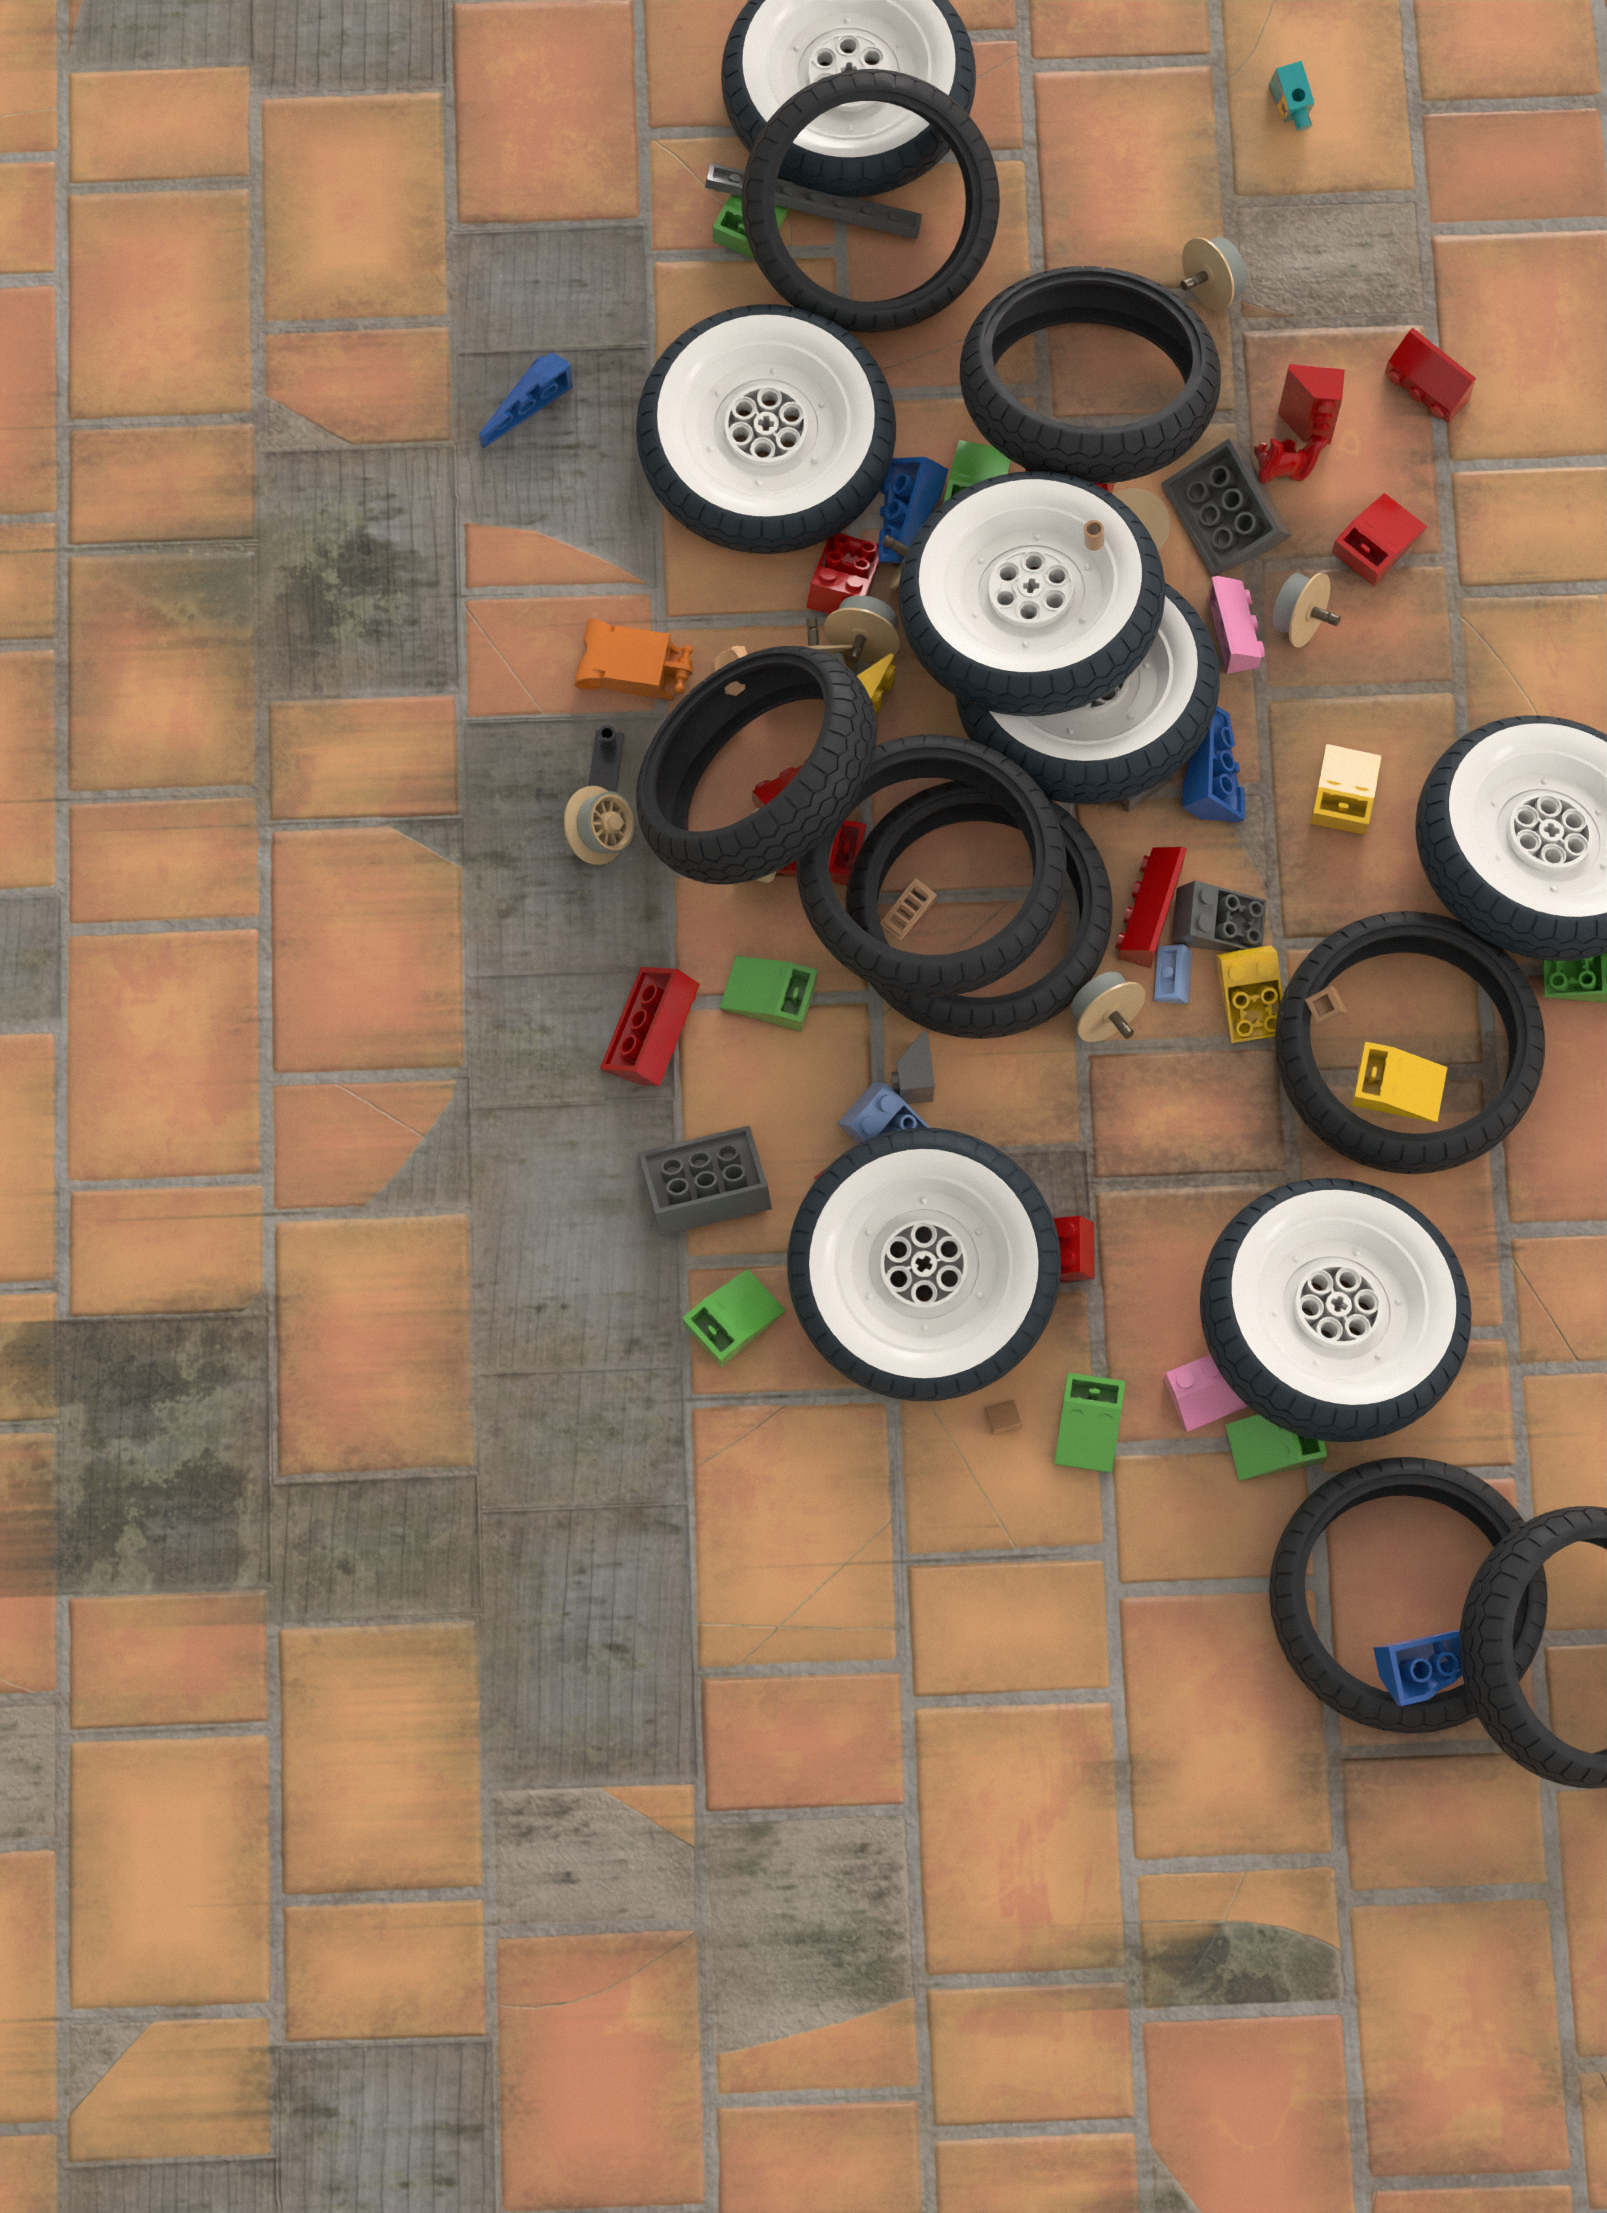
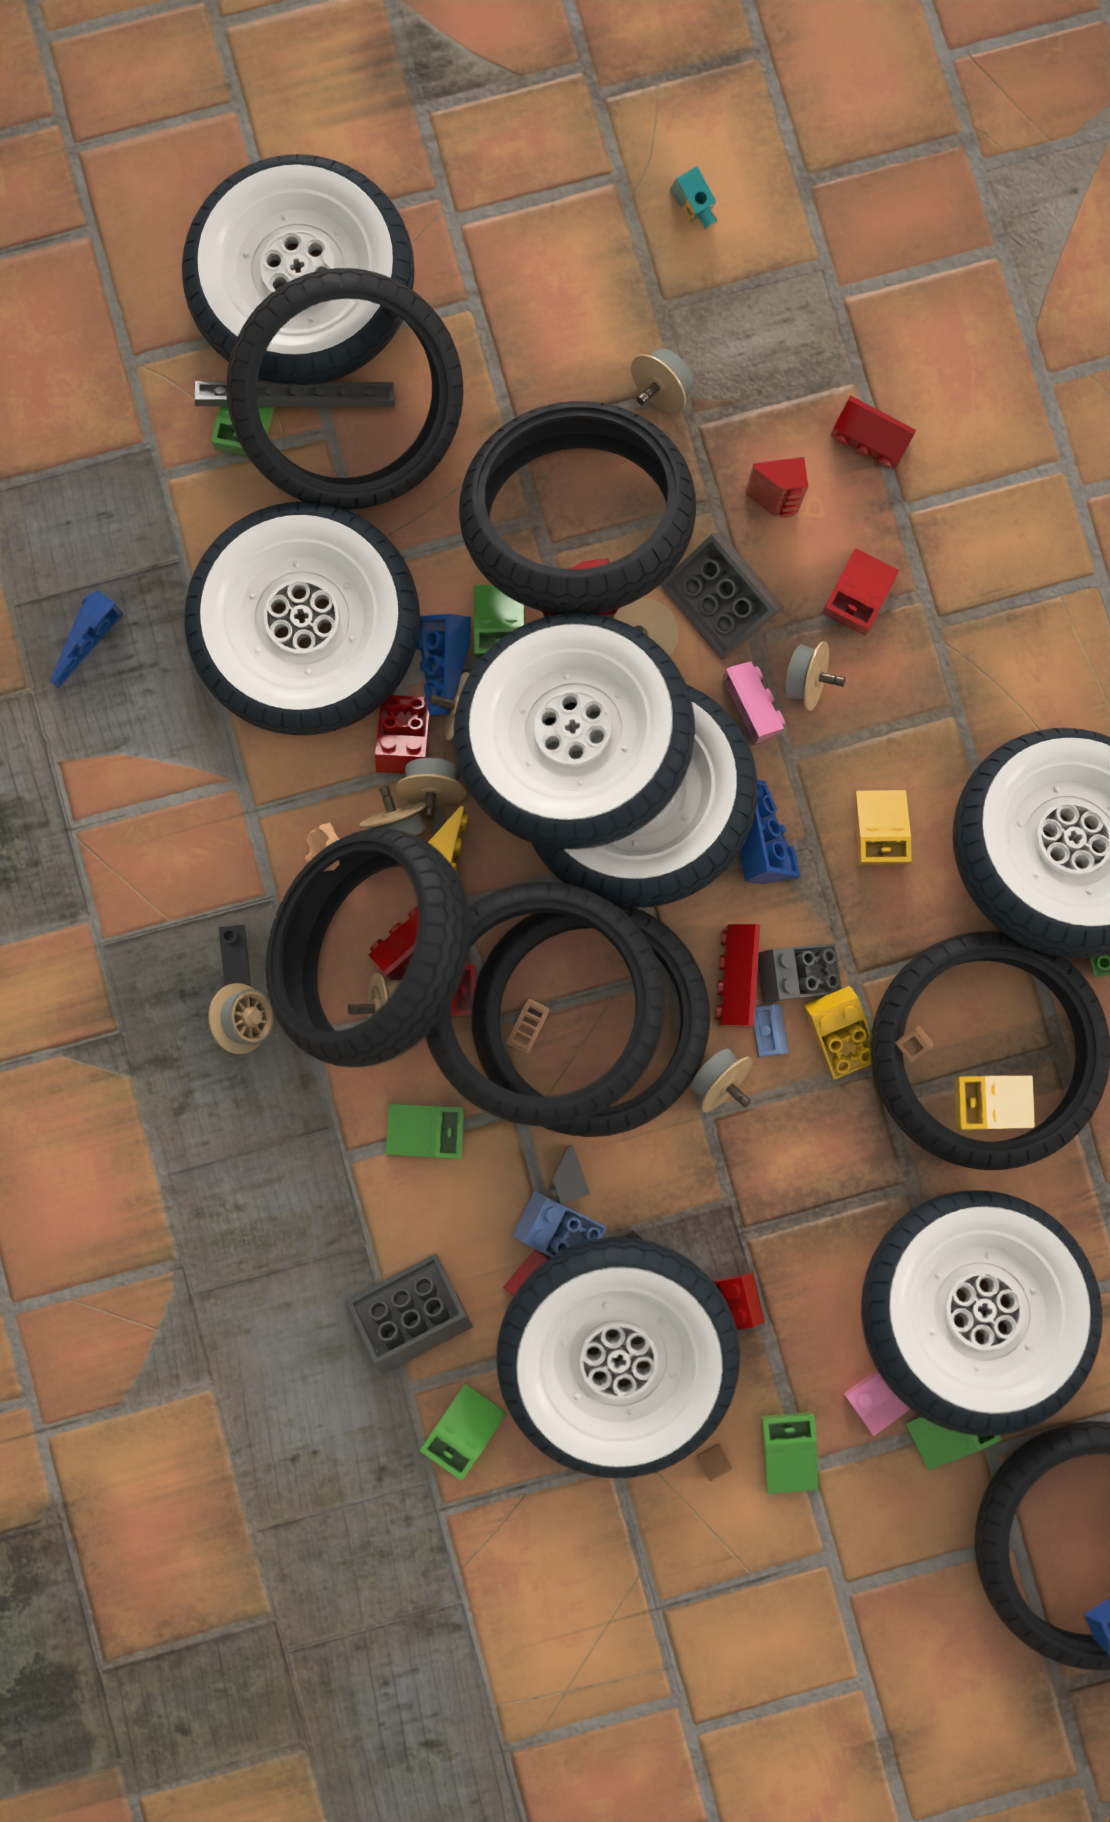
camera: 15 degrees left, 10 degrees up
(632, 661) = (236, 858): orange piece -> none
(650, 1025) = (329, 1186): red slope -> none
(1093, 535) = (616, 666): medium nougat hinge -> none
(1285, 461) = (763, 540): red hair -> none

